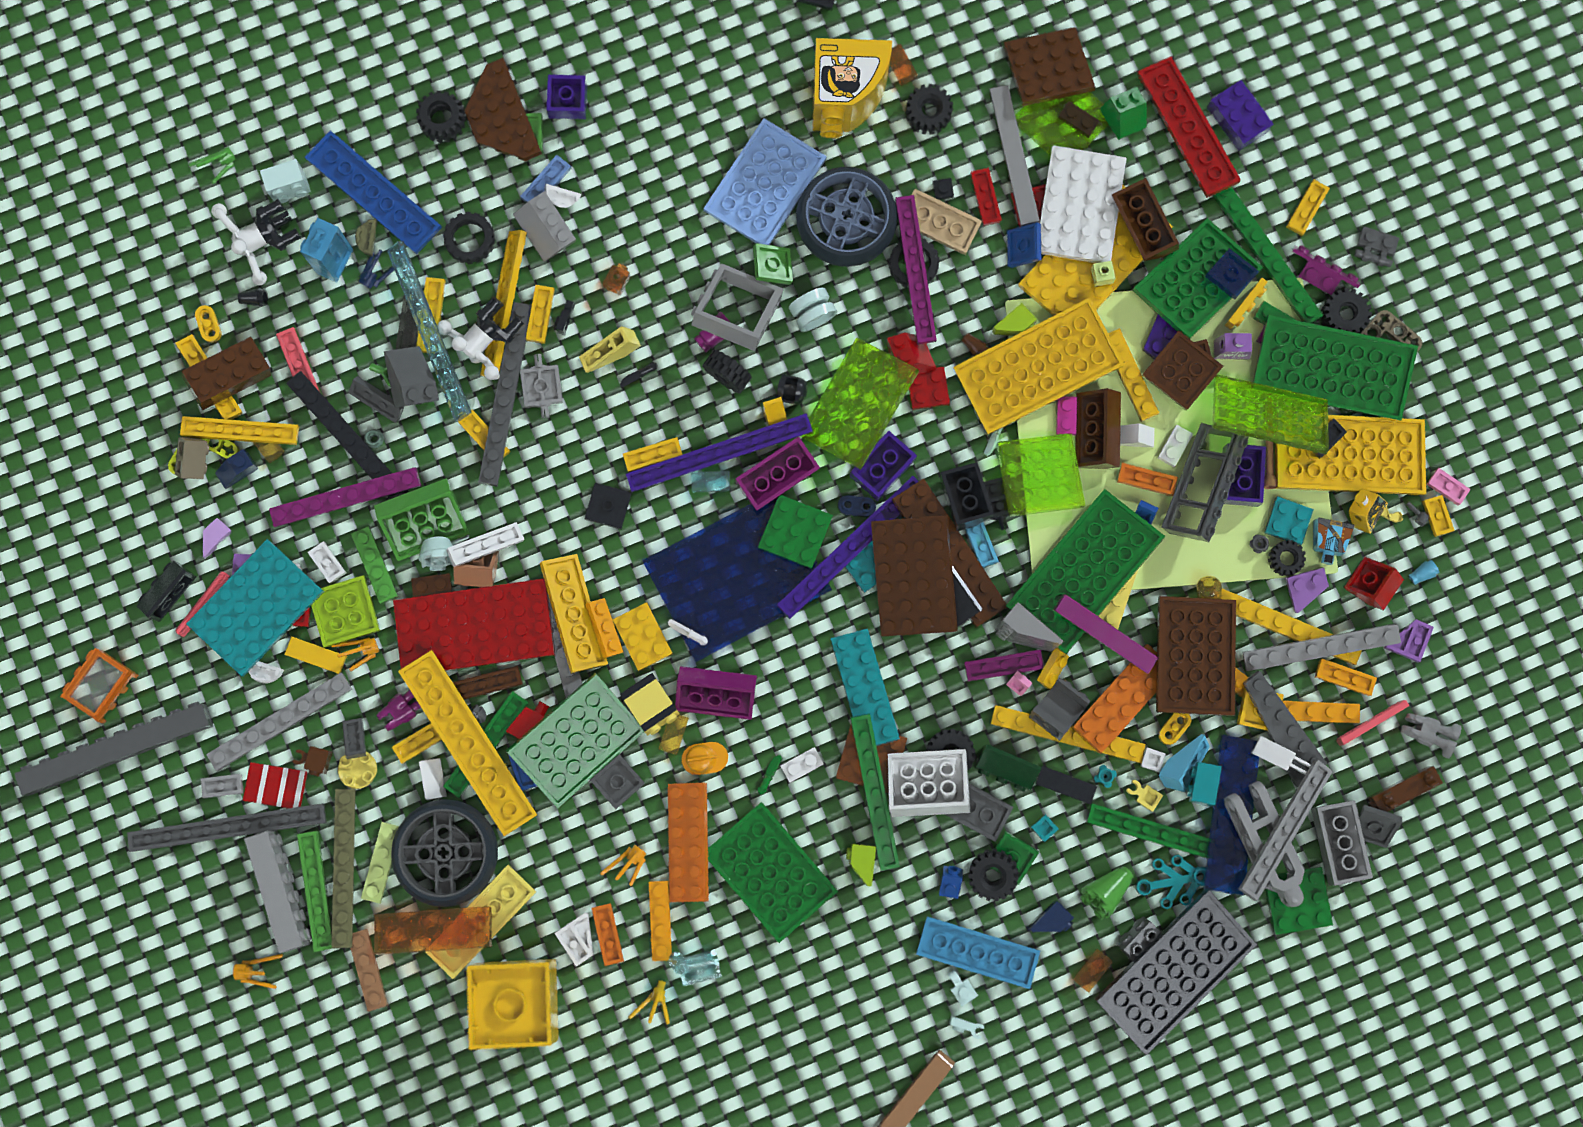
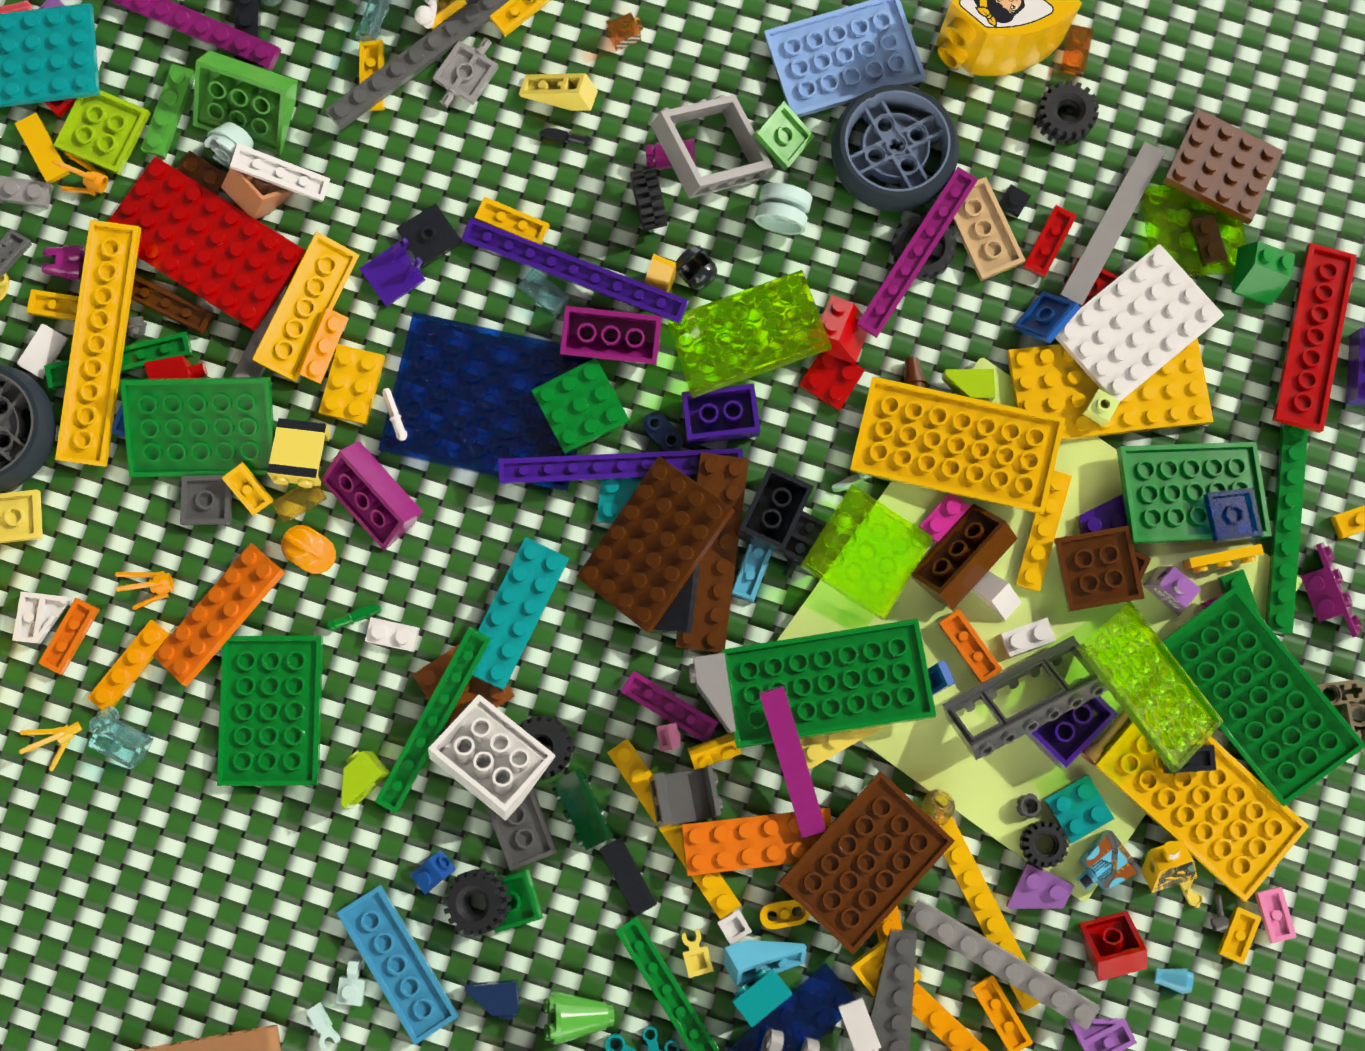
camera: 45 degrees right, 0 degrees up
(327, 562) = (127, 72): white plate -> none
(562, 322) = (541, 28): black plate -> none
(607, 547) = (393, 273): none -> dark purple plate
(637, 752) = (247, 488): none -> yellow plate
(1044, 828) = (568, 900): teal plate -> none
(1111, 774) = (667, 898): teal plate -> none
(1146, 220) = (1189, 390): reddish brown slope -> none
(1347, 298) = (1335, 642): black tyre -> none

